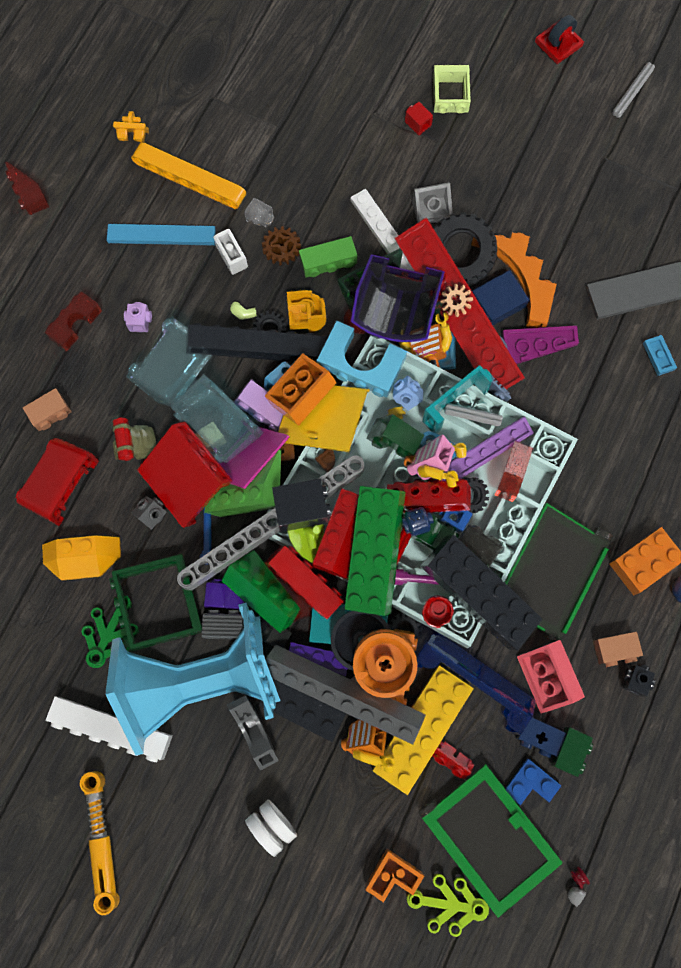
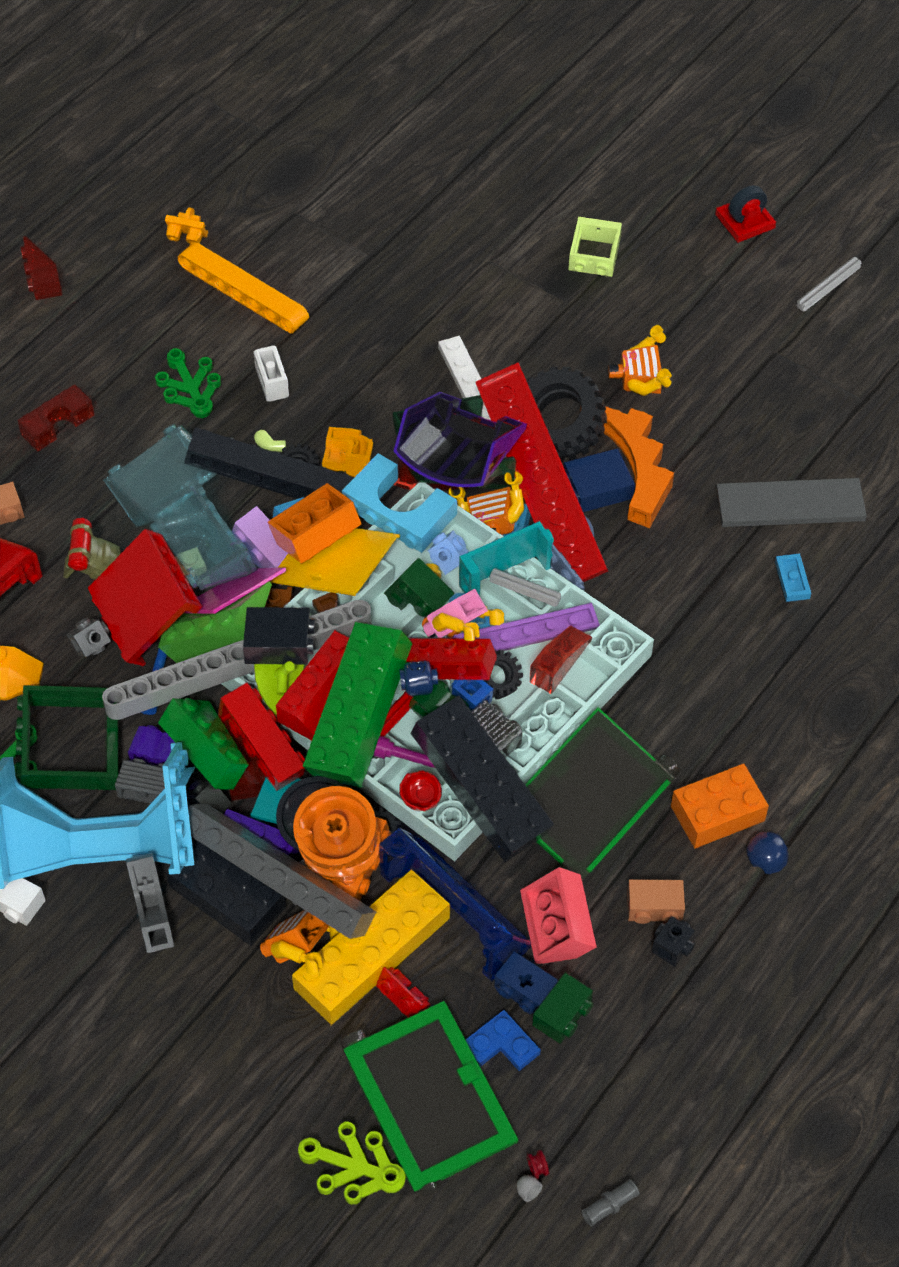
camera: 10 degrees right, 20 degrees down
(137, 317) = (136, 425): lavender brick -> none
(161, 234) = (191, 344): dark azure tile -> none
(168, 271) = (199, 404): none -> green plant
(259, 213) = (318, 339): clear brick -> none
(271, 829) = (138, 1019): white wheel -> none
(272, 247) = (337, 379): reddish brown gear -> none
(328, 257) = (382, 399): bright green brick -> none
(391, 871) = (283, 1102): orange brick -> none
(418, 118) = (546, 271): red brick -> none
(432, 202) = (539, 355): light grey slope -> none
(449, 301) = (533, 452): light nougat gear -> none
(510, 192) = (641, 366): none -> torso
(538, 342) = (638, 537): magenta wing -> none
(636, 895) = (610, 1202): none -> dark grey pin

